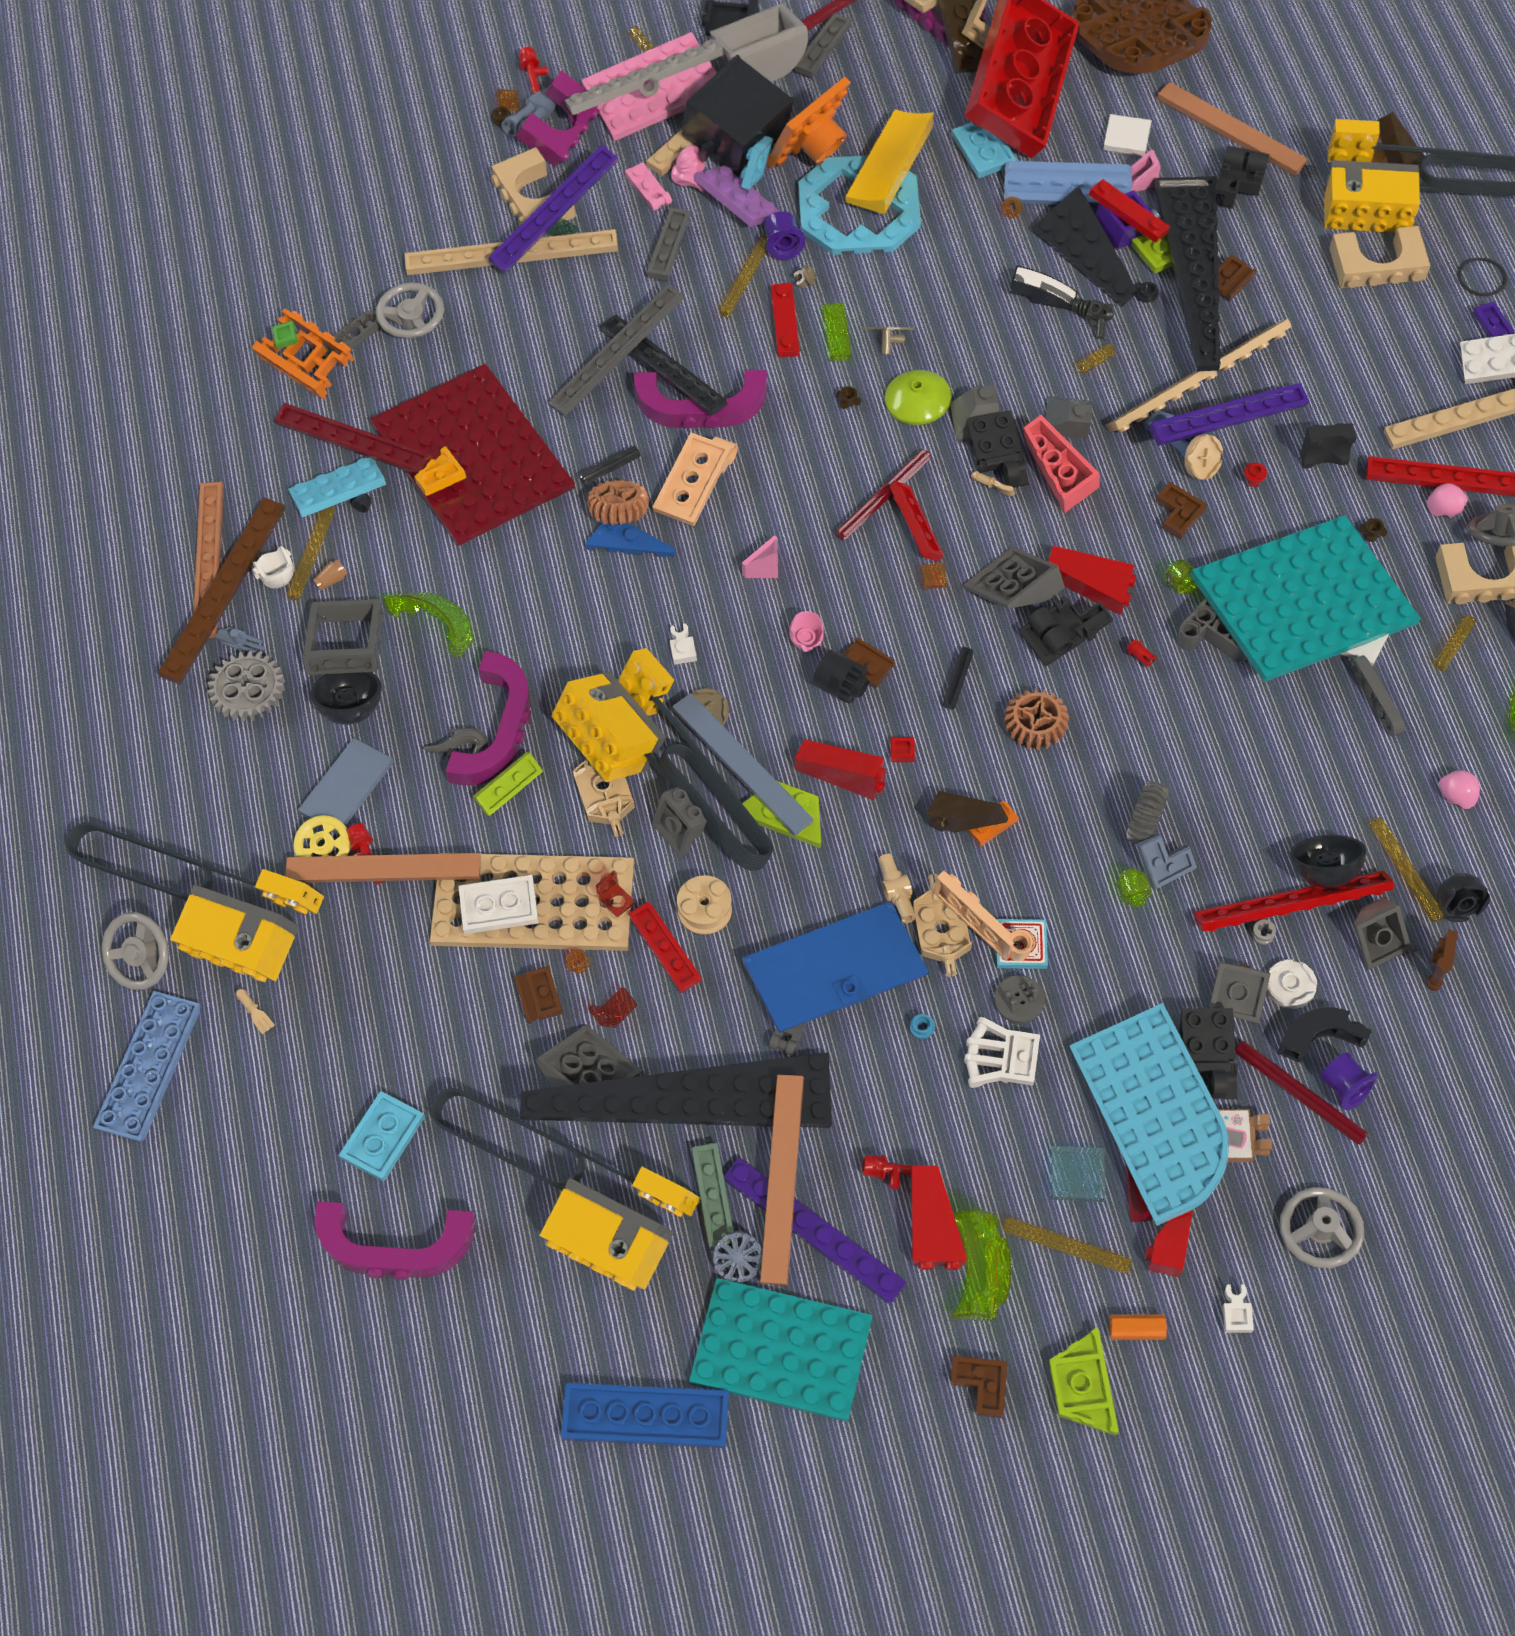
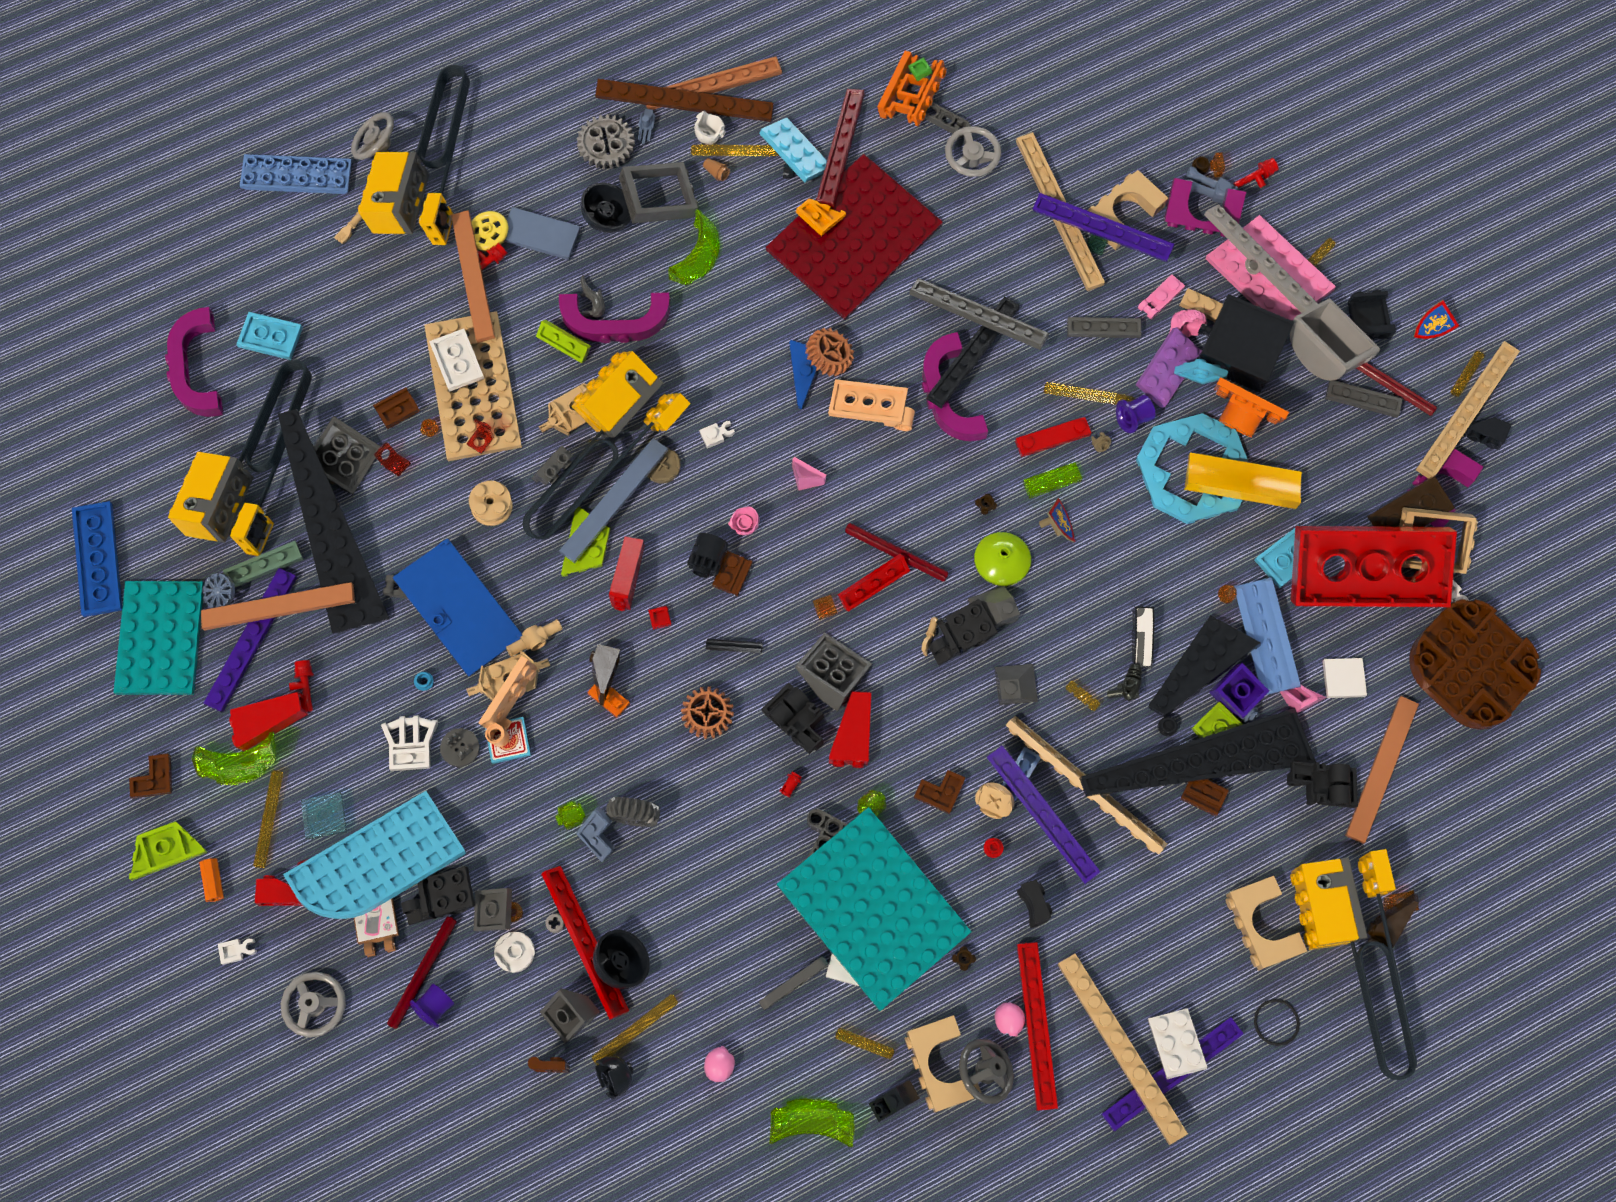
camera: 70 degrees right, 10 degrees up
(609, 465) = (870, 339): black axle -> none
(665, 947) = (451, 484): red plate -> none
(1061, 464) = (954, 687): coral wedge -> none
(1129, 210) = (1239, 689): red plate -> none
(1318, 1024) = (466, 963): black arch -> none

